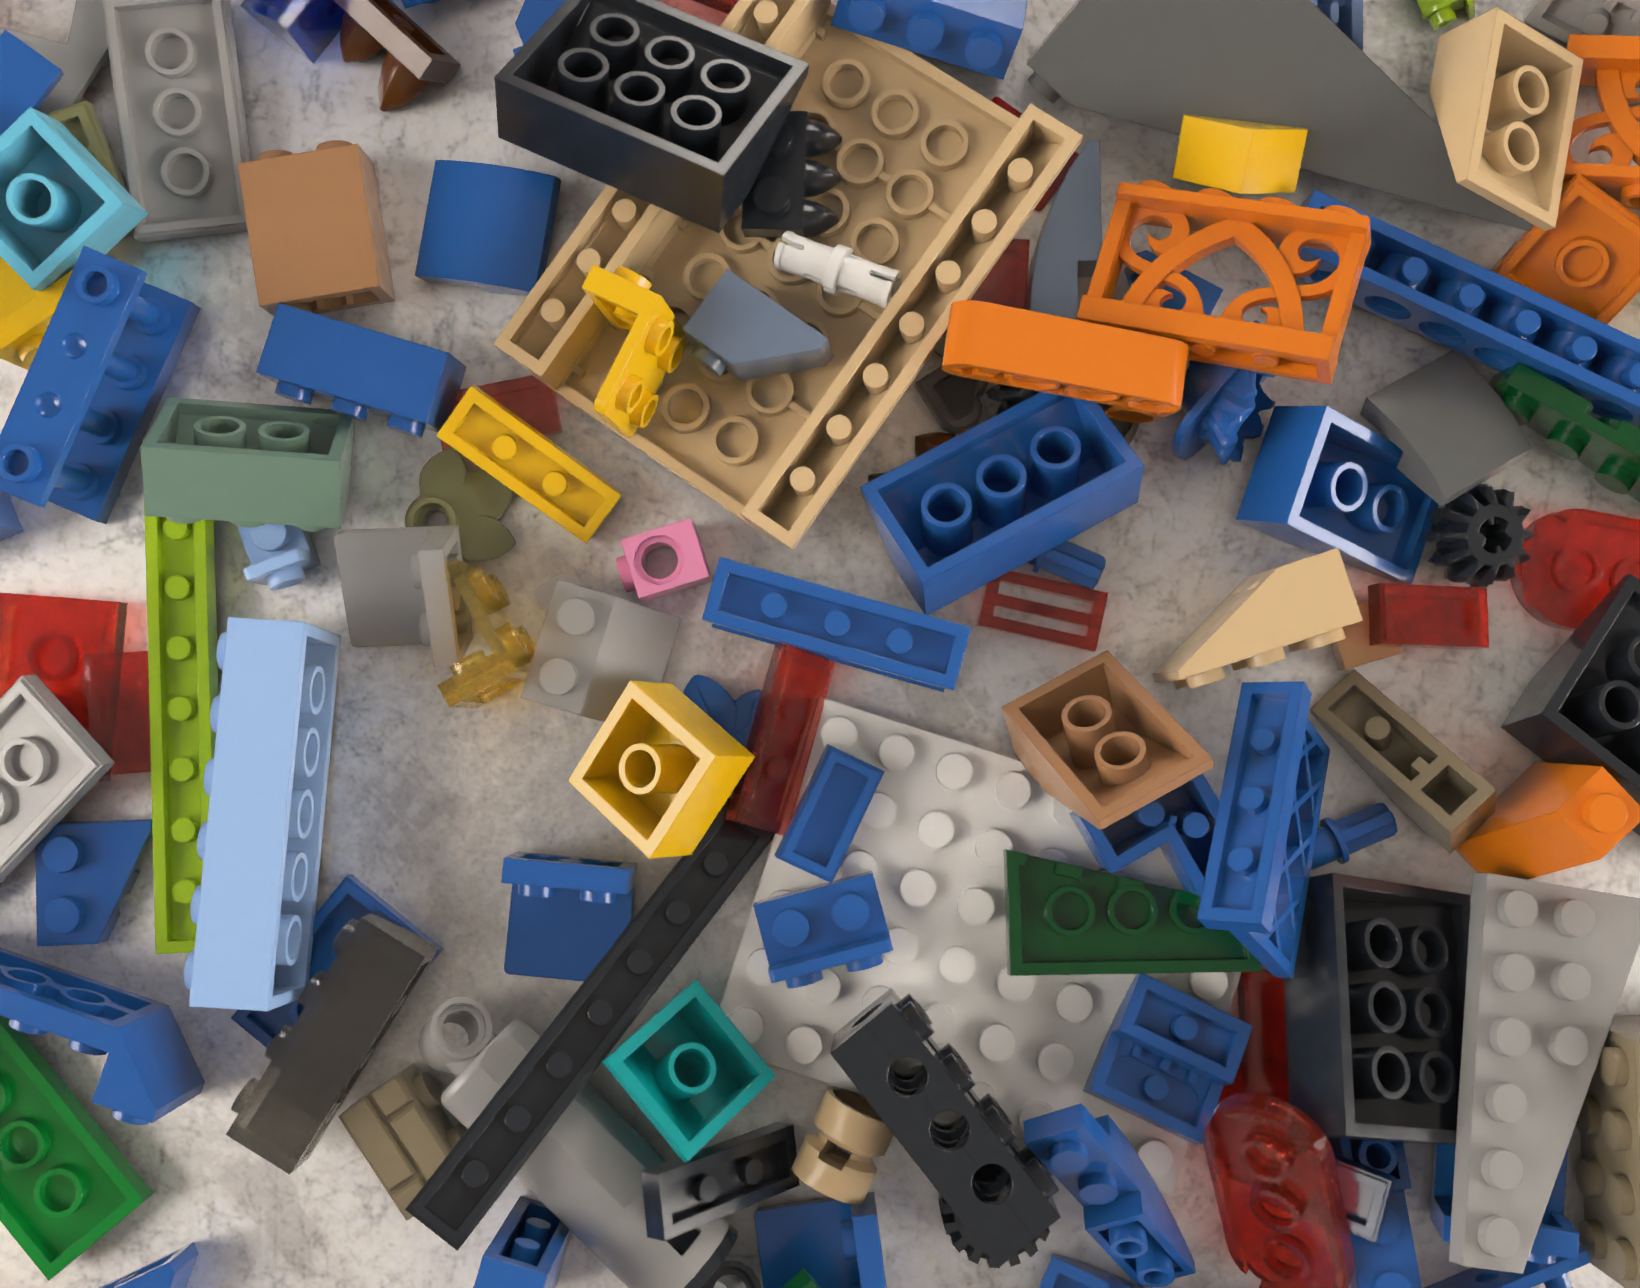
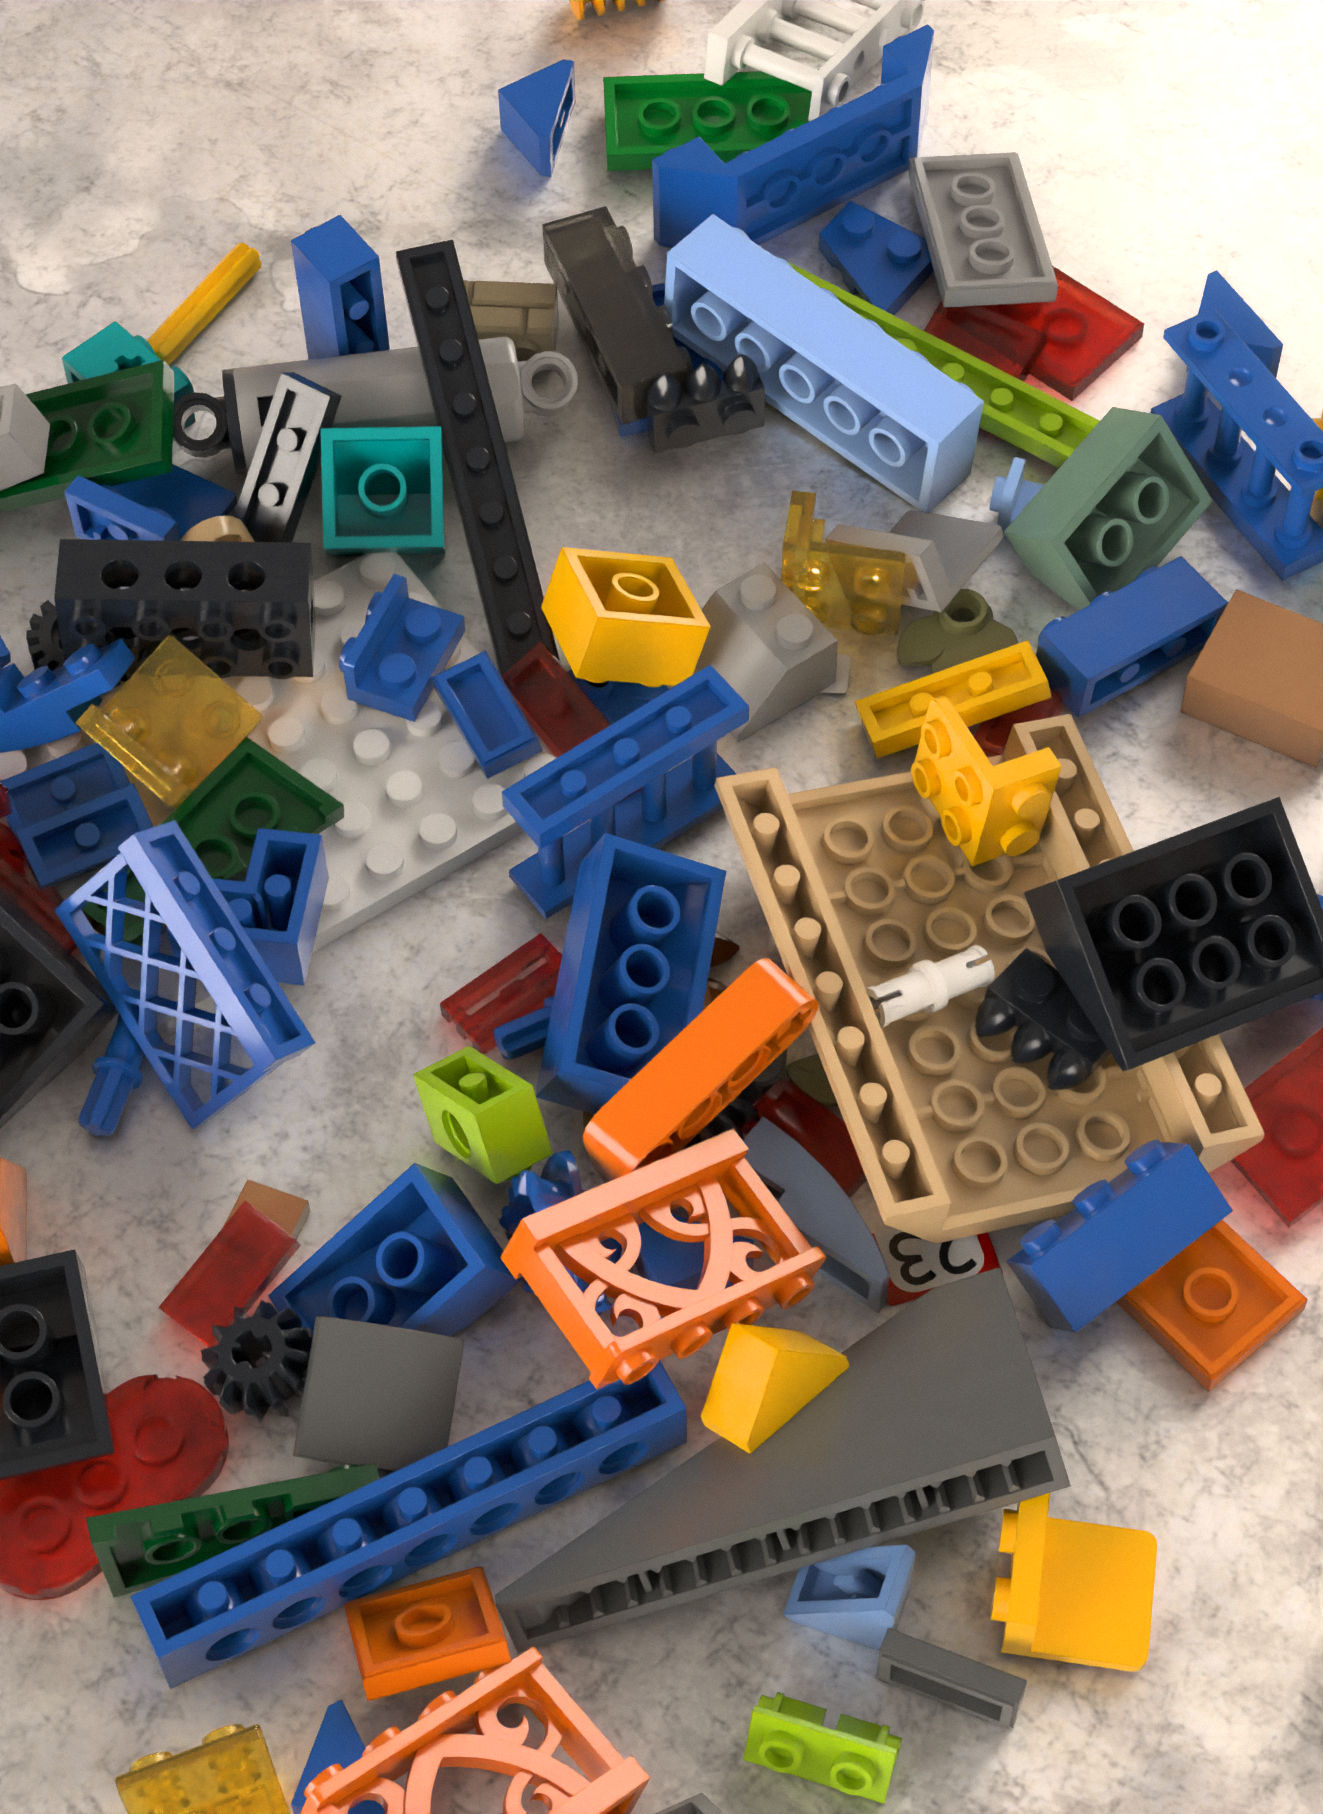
camera: 125 degrees right, 30 degrees down
(356, 866) = (706, 406): none -> black plate
(487, 226) = (1180, 788): blue slope -> none
(564, 912) = (581, 509): blue bracket -> none
(691, 568) = (799, 720): bright pink brick -> none
(751, 334) = (925, 889): sand blue slope -> none
(1063, 1040) = (172, 722): none -> clear yellow bracket
(1101, 742) = (365, 905): medium nougat slope -> none
(1189, 522) = (483, 1114): none -> lime brick
(1284, 606) = (341, 1134): tan slope -> none
(1406, 761) = (126, 1164): dark tan slope -> none
(1507, 112) = (610, 1624): tan slope -> none

